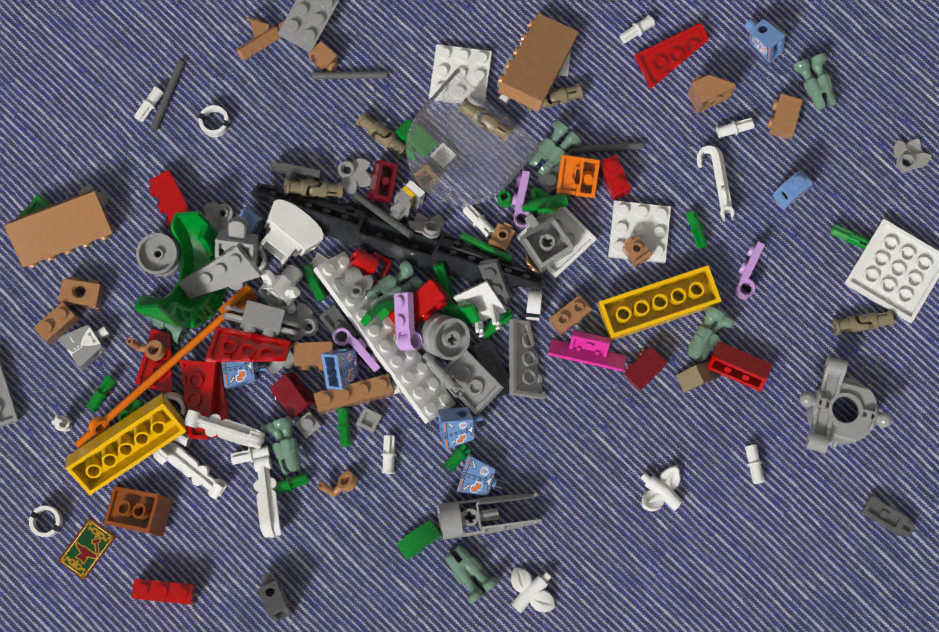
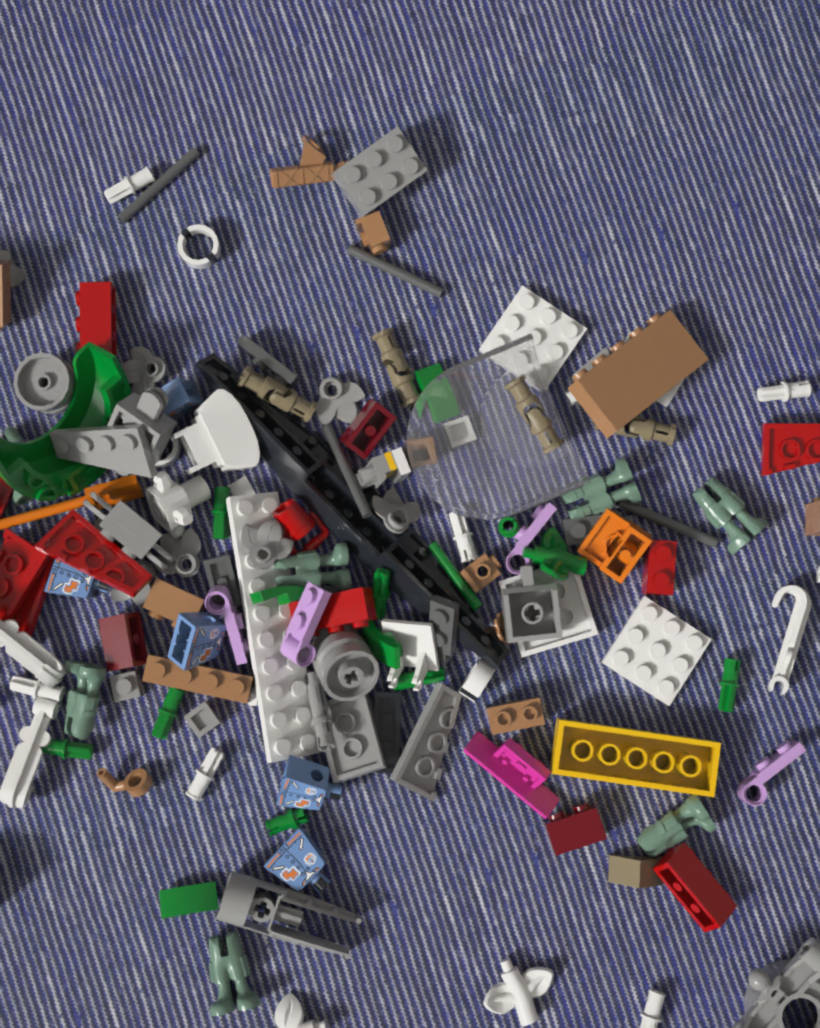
camera: 25 degrees right, 5 degrees up
(636, 121) = (723, 509): none -> sand green piece
(636, 258) = (633, 686): medium nougat brick -> none

